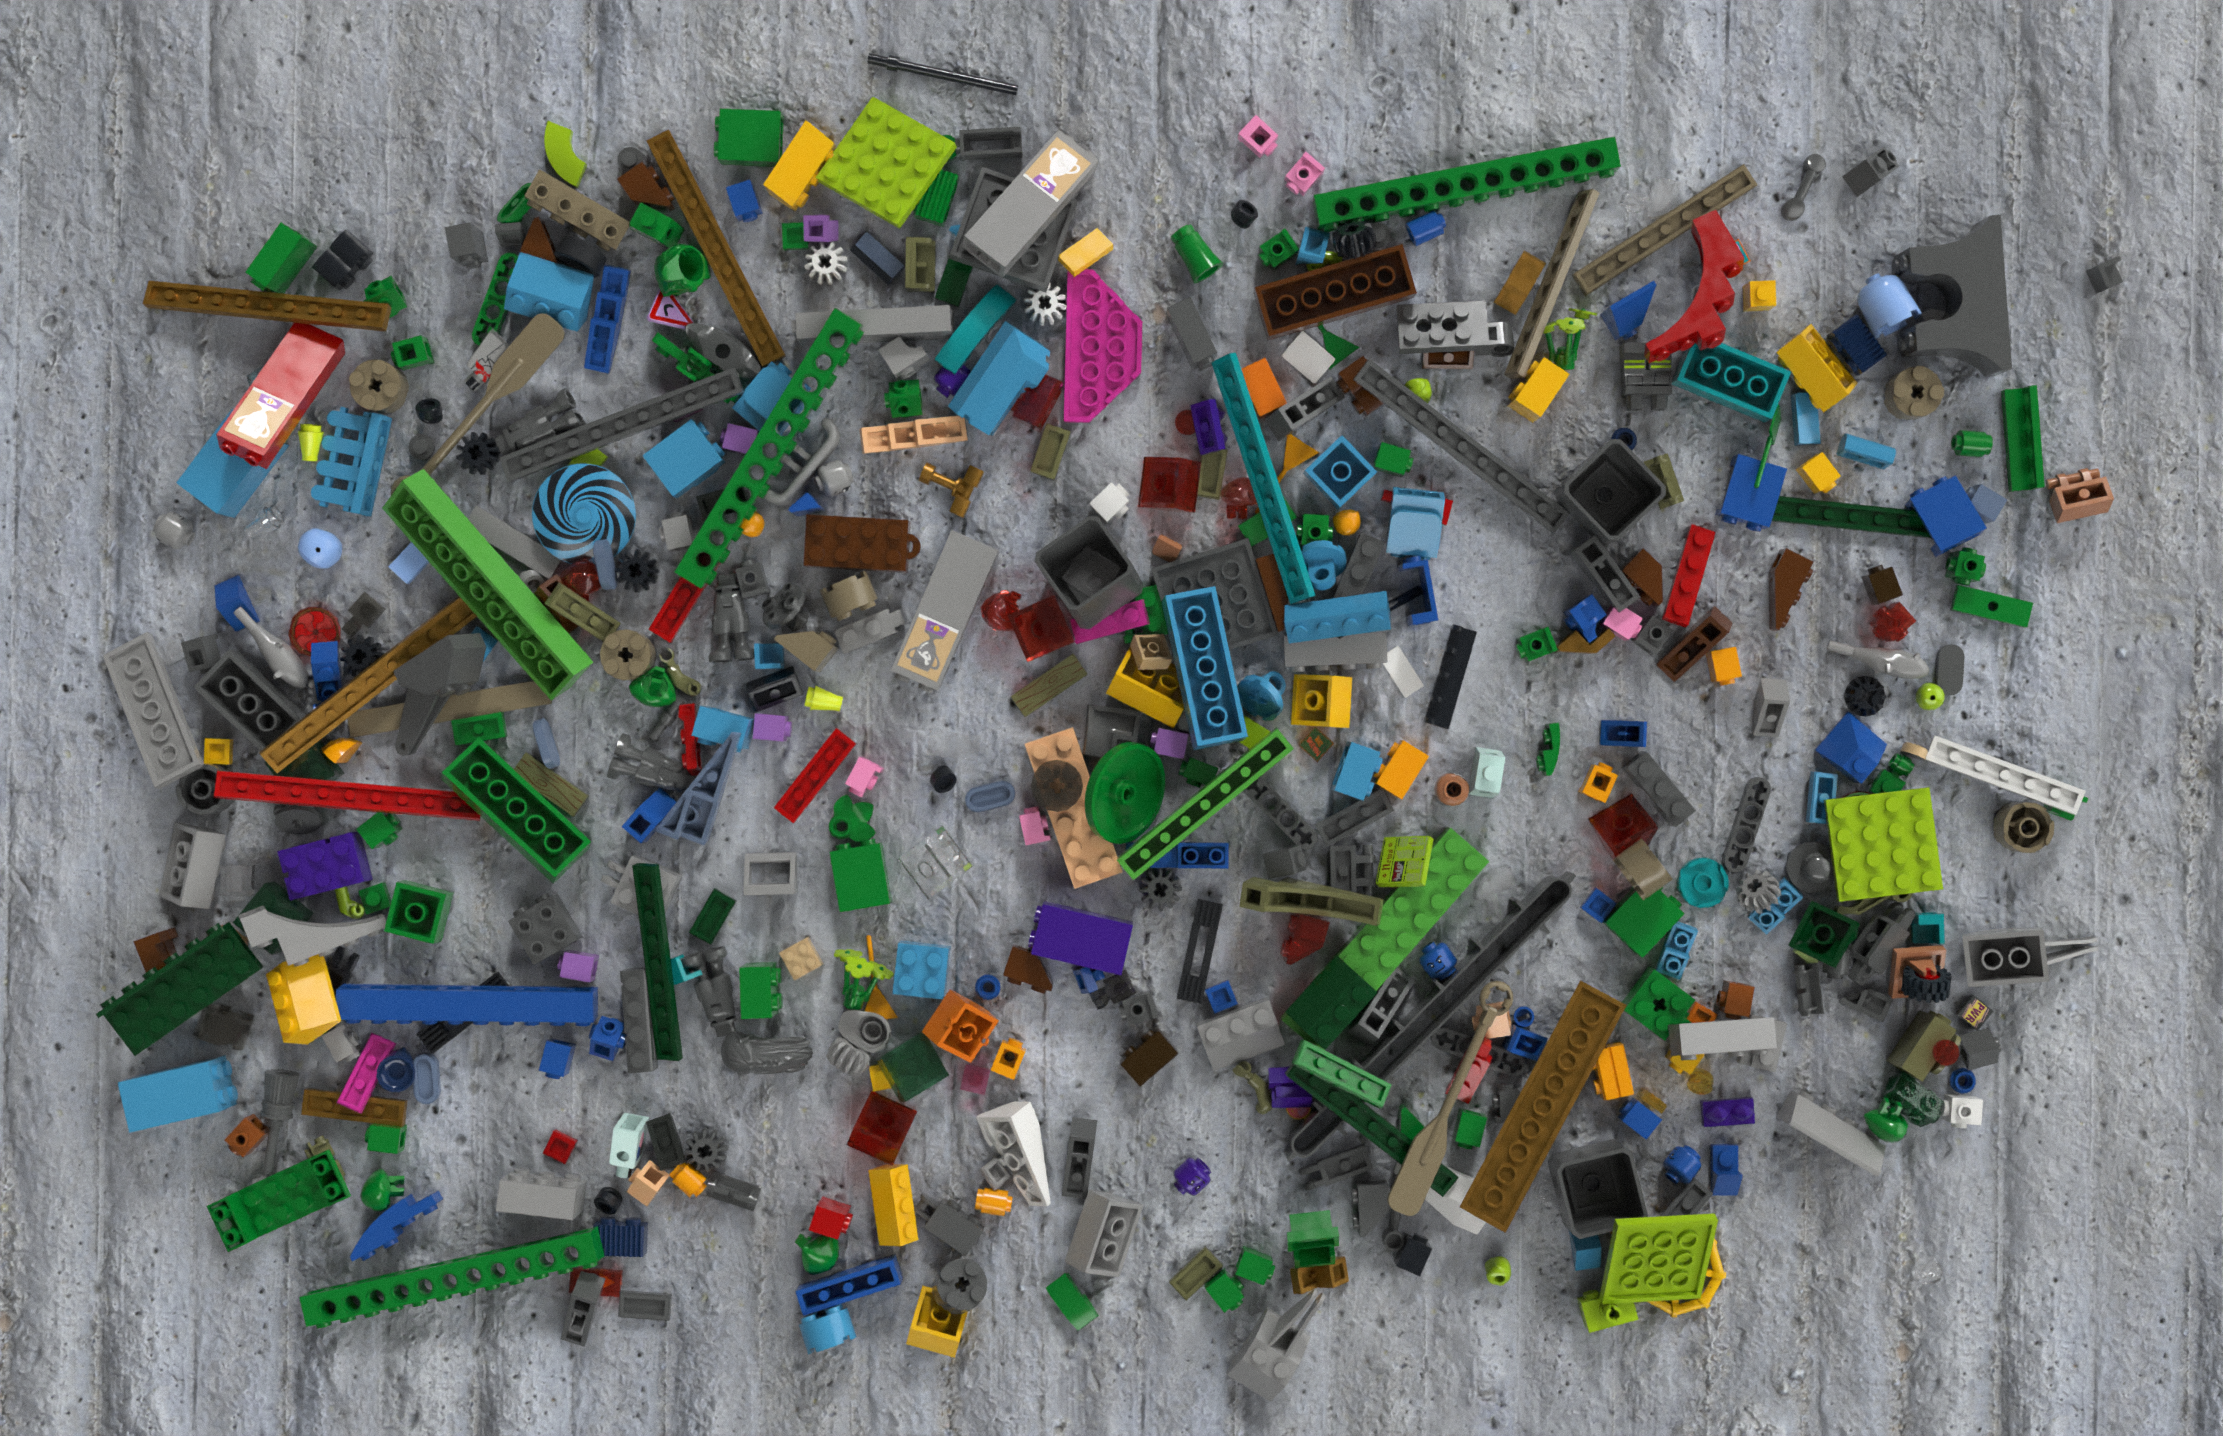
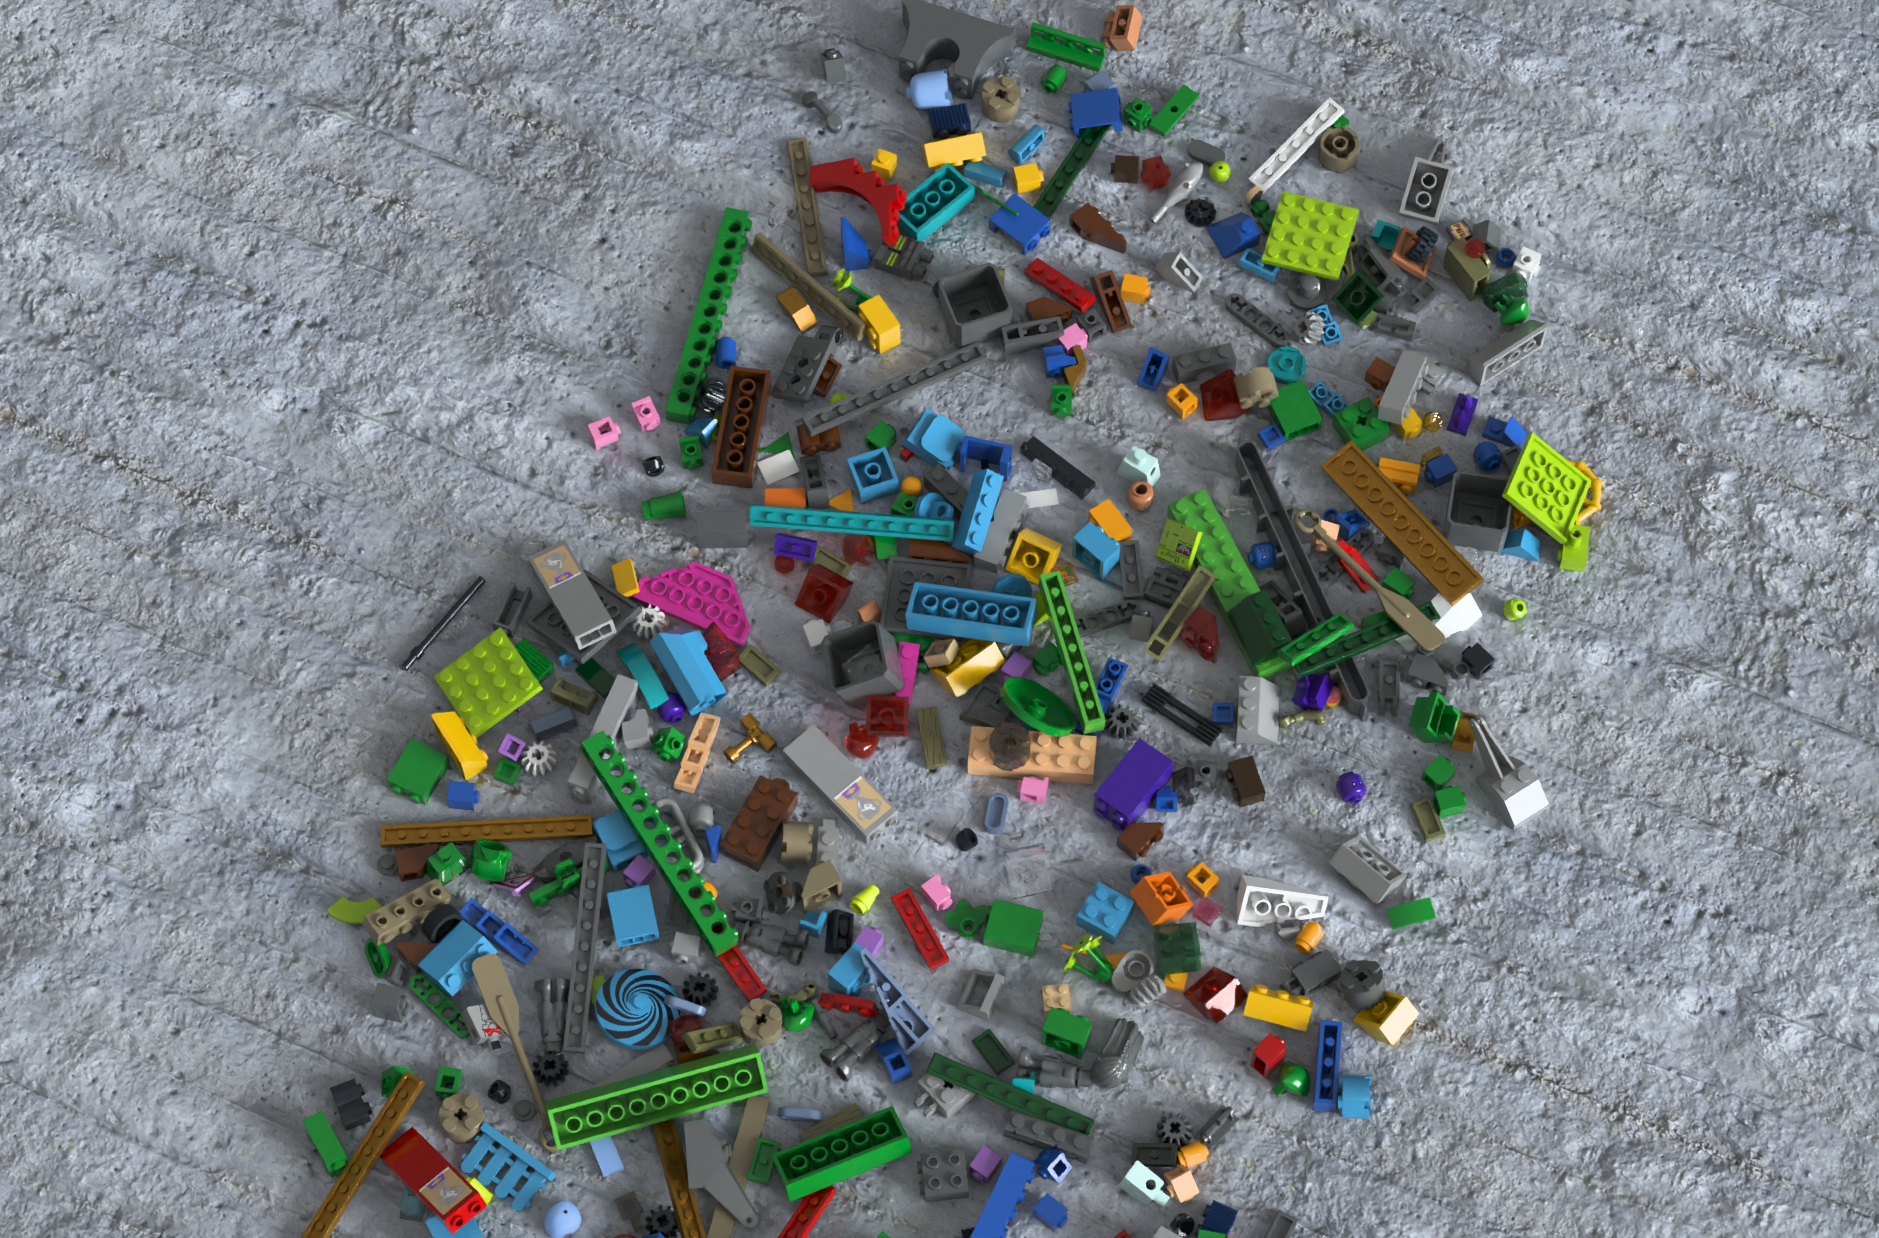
camera: 65 degrees left, 25 degrees down
(1079, 1158) = (1301, 861): dark grey slope -> none
(1548, 758) = (1147, 424): green slope -> none

